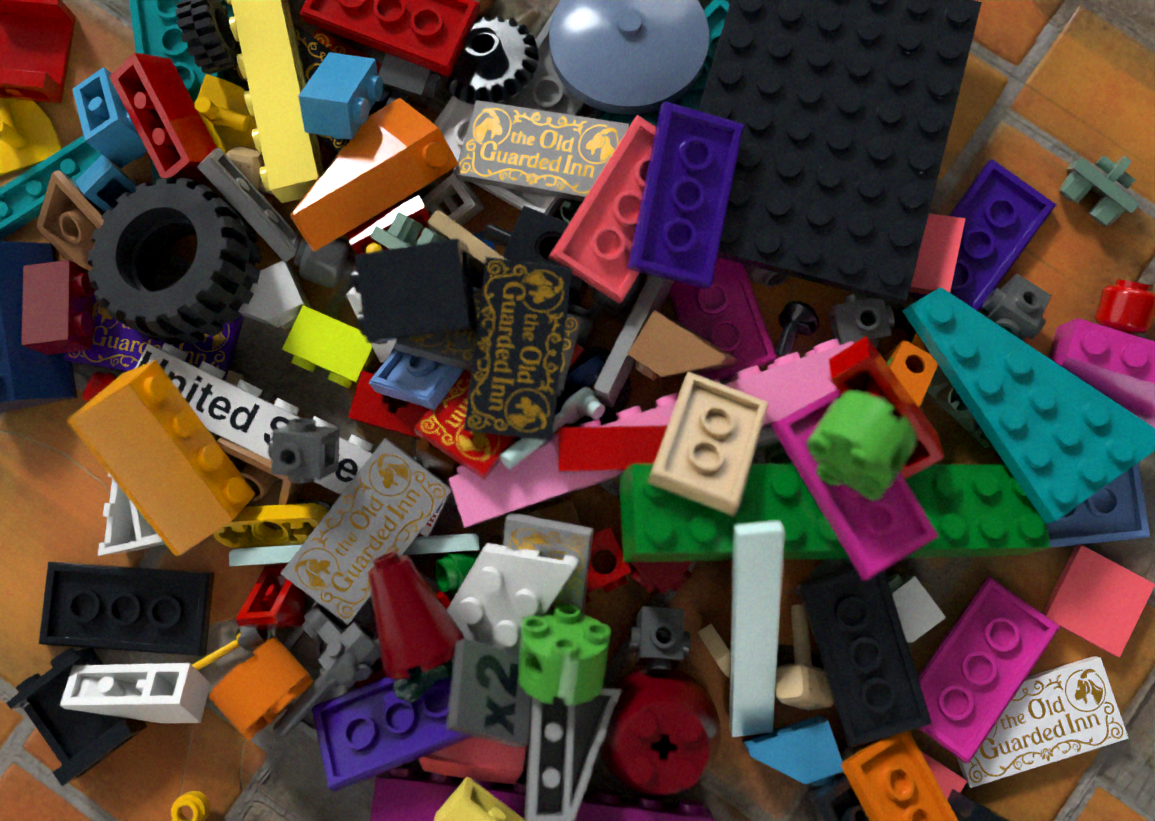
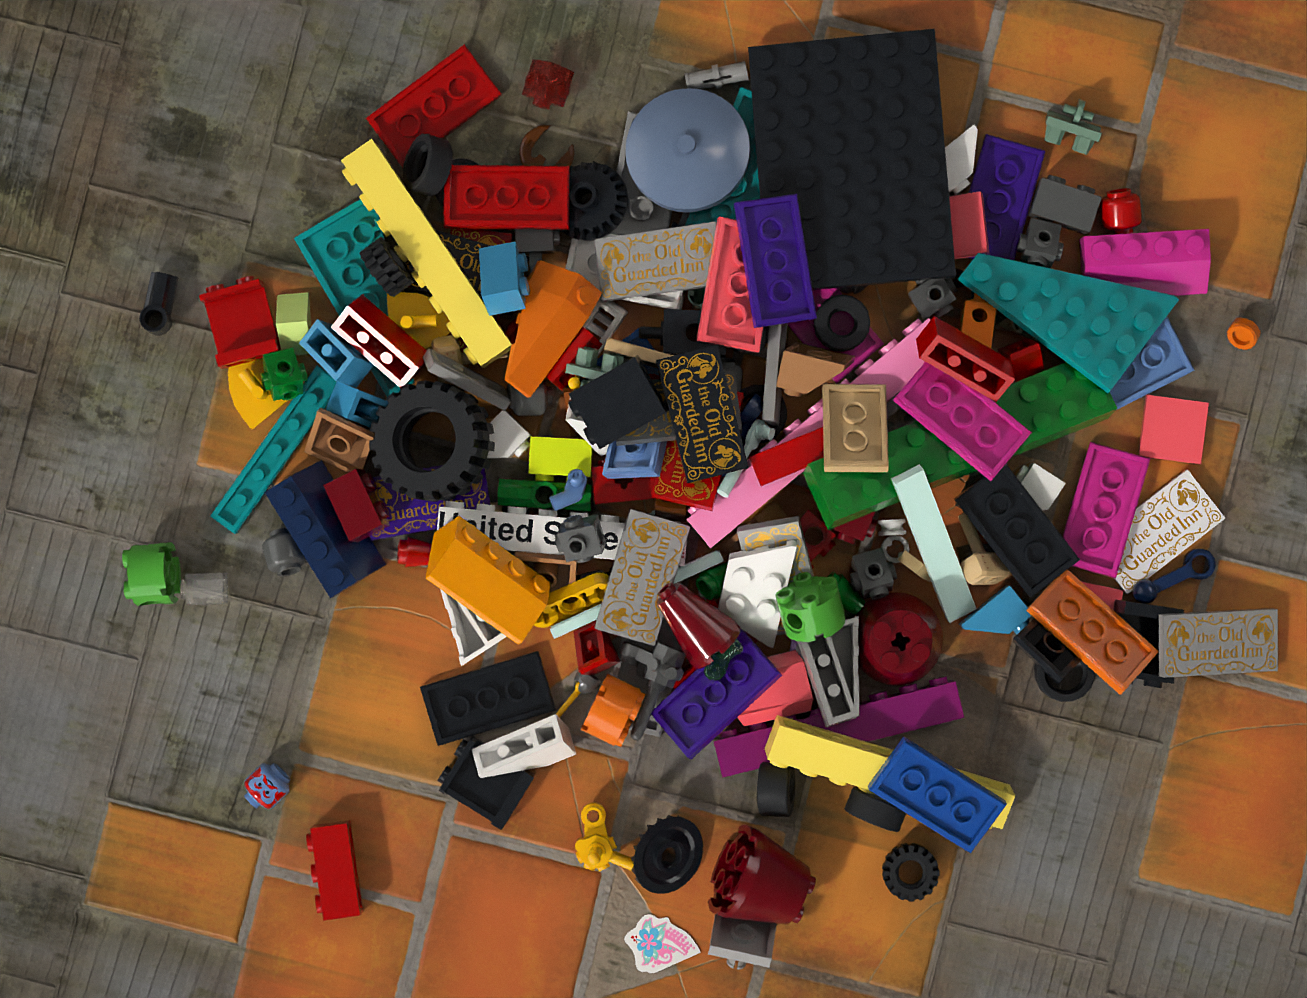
camera: 20 degrees left, 5 degrees up
(41, 121) = (283, 374): none -> green brick
(79, 62) = (293, 320): none -> yellowish green slope
(274, 375) = (523, 494): none -> green piece
(325, 391) = (573, 490): none -> medium blue arm
(488, 695) = (771, 653): dark grey tile -> none
(619, 659) = (850, 599): none -> green cone
(693, 604) = (888, 542): none -> white bush
(705, 588) = (892, 527): none -> white bush
(752, 291) = (855, 309): none -> black tyre
(795, 320) = (887, 309): black plate -> none
(861, 444) = (953, 394): bright green brick -> none
(956, 173) = (960, 160): none -> white slope
(957, 440) = (1025, 358): none -> red slope
(998, 794) = (1146, 591): none -> dark blue piece
(1063, 273) = (1064, 204): none -> dark grey brick

